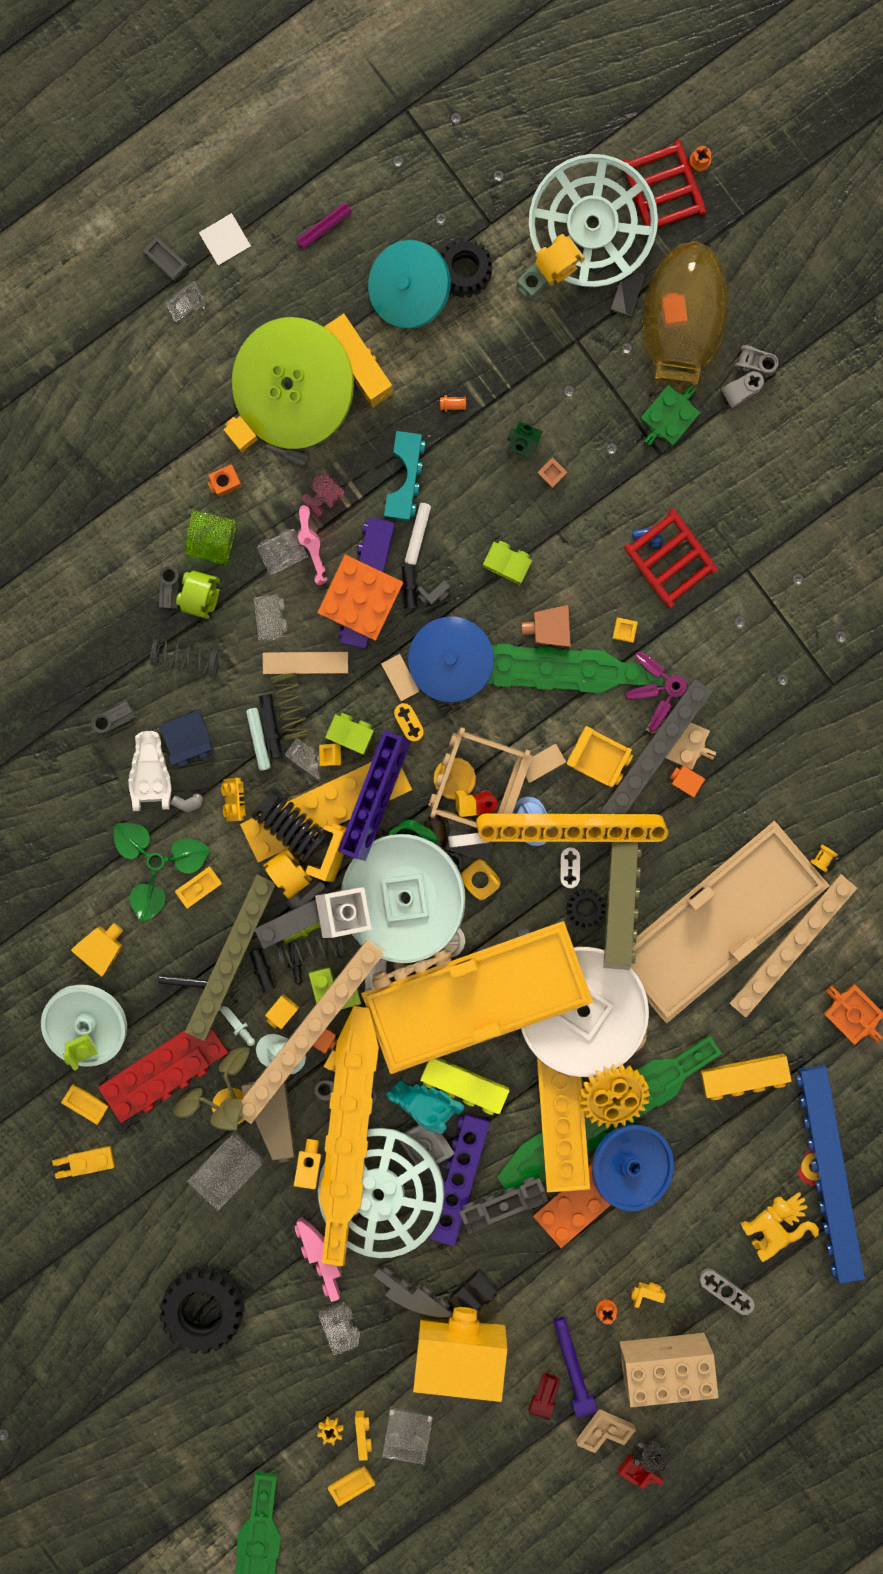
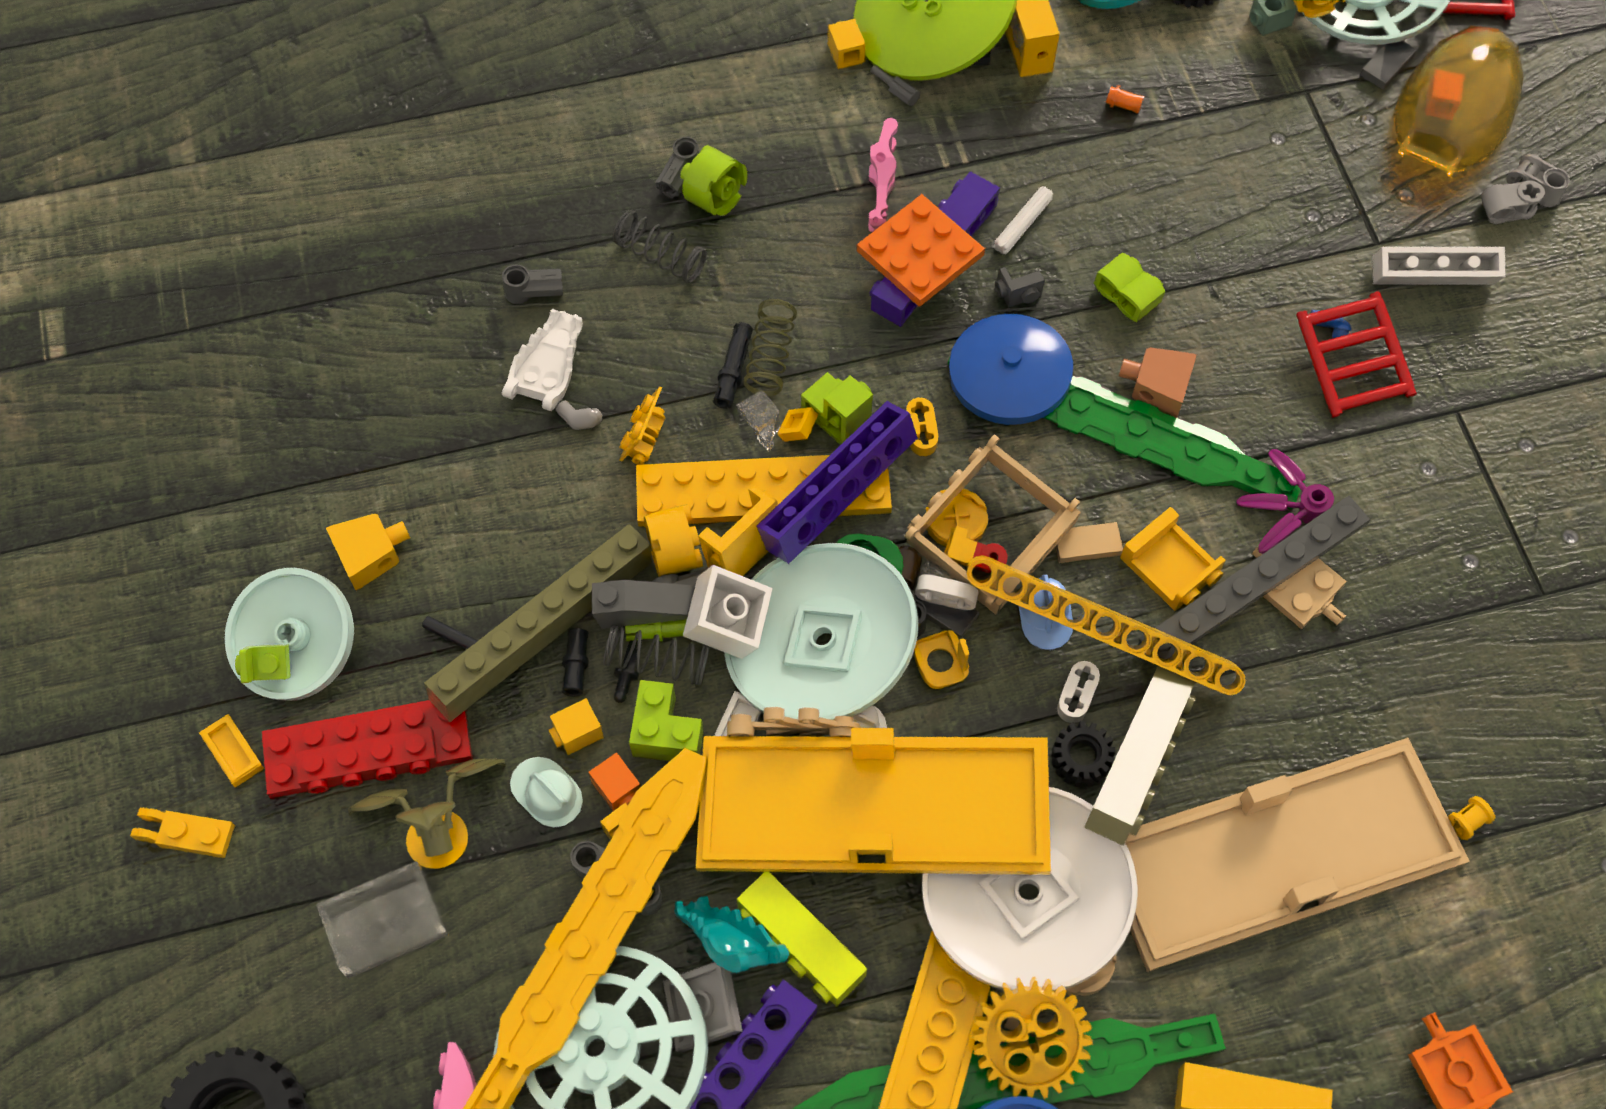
camera: 20 degrees right, 25 degrees down
(187, 739) = (616, 340): dark blue bracket -> none
(188, 857) = (481, 433): green plant -> none
(198, 887) = (540, 522): yellow plate -> none
(210, 536) = (758, 131): clear neon green slope -> none
(234, 482) = (803, 83): orange brick -> none
(239, 1028) = (505, 730): light aqua piece -> none
(258, 739) = (709, 375): light aqua axle -> none
(269, 617) = (791, 245): clear bracket -> none
(276, 1124) = (492, 867): dark tan slope -> none
(281, 551) = (840, 180): clear bracket -> none
(285, 829) = (704, 474): black piece -> none
(305, 663) = (816, 311): tan tile -> none
(308, 1176) = (506, 965): yellow torso -> none
(310, 1029) = (602, 749): tan brick -> none
(326, 491) = (925, 134): clear pink brick -> none
(400, 503) = (1047, 127): teal arch -> none
(400, 677) = (932, 371): tan tile -> none
(409, 587) = (988, 271): black pin -> none
(524, 439) = (1203, 160): dark green brick -> none
(552, 472) = (1226, 210): nougat plate -> none
(624, 630) = (1262, 421): yellow tile -> none
(669, 415) = (1403, 202): green plate -> none
(686, 780) = (1291, 635): orange brick -> none
(707, 467) = (1439, 265): none -> white brick
(793, 945) = (1384, 932): tan plate -> none

